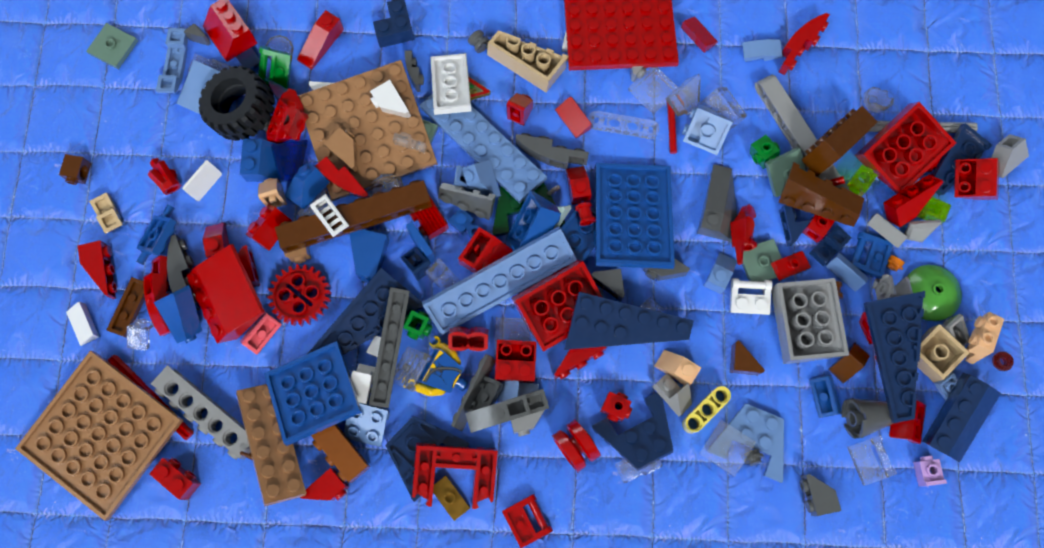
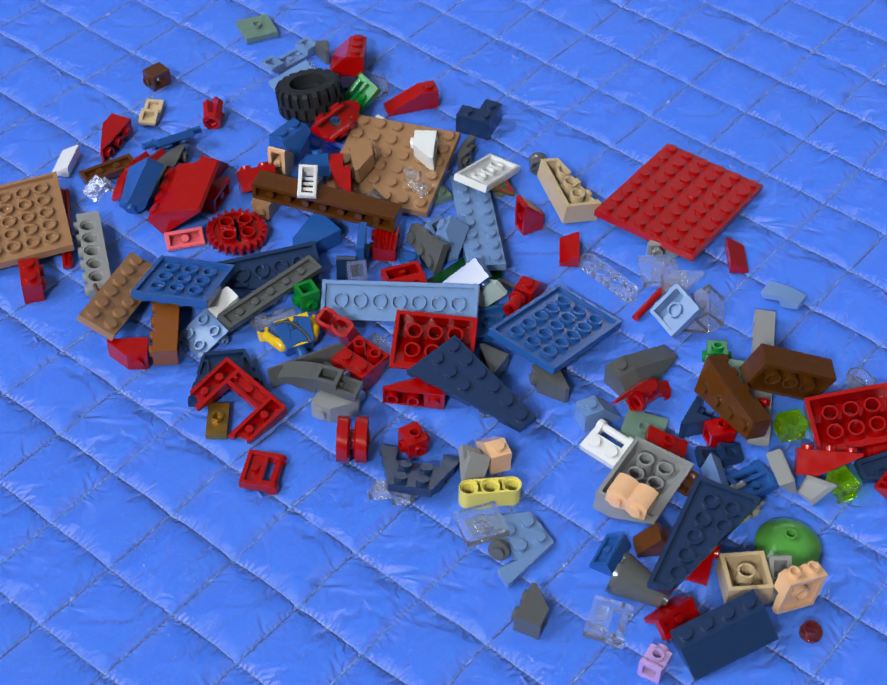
camera: 35 degrees right, 30 degrees down
(202, 180) = (238, 130): white slope -> none
(542, 150) = (524, 257): dark grey slope -> none
(743, 362) = (554, 481): reddish brown slope -> none
(802, 40) = (827, 305): red slope -> none
(824, 349) = (631, 496): none -> light nougat brick
(895, 263) = (770, 500): orange plate -> none

